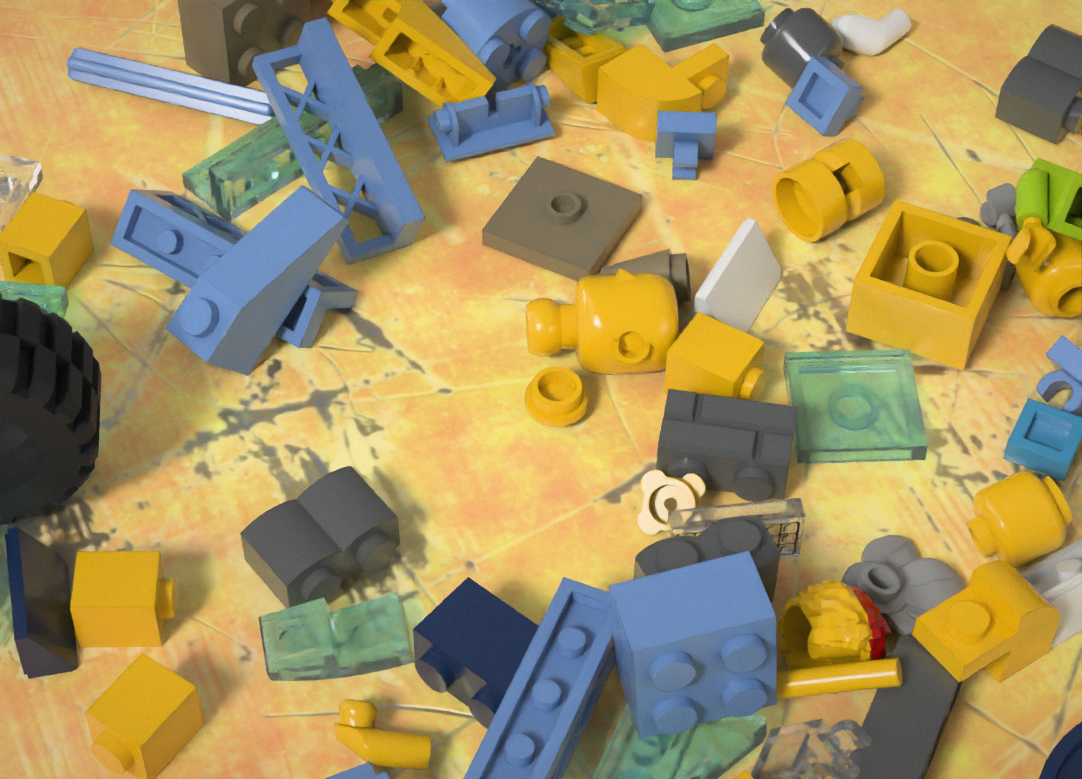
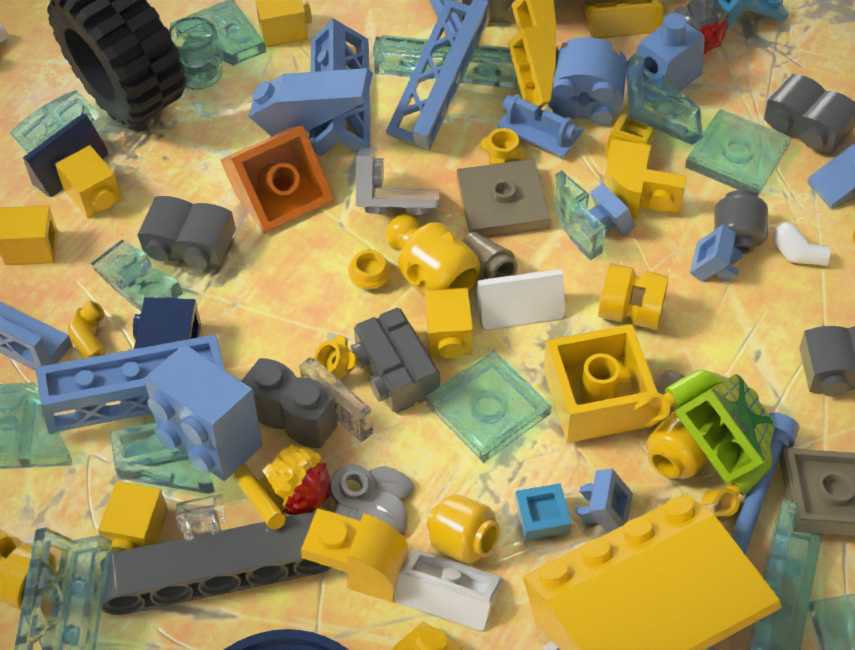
camera: 55 degrees right, 5 degrees up
(321, 397) = (278, 178): none -> orange slope
(455, 301) = (378, 199): none -> light grey bracket
(488, 173) = (503, 146): none -> yellow plate
(662, 174) = (579, 224): none -> clear light blue slope

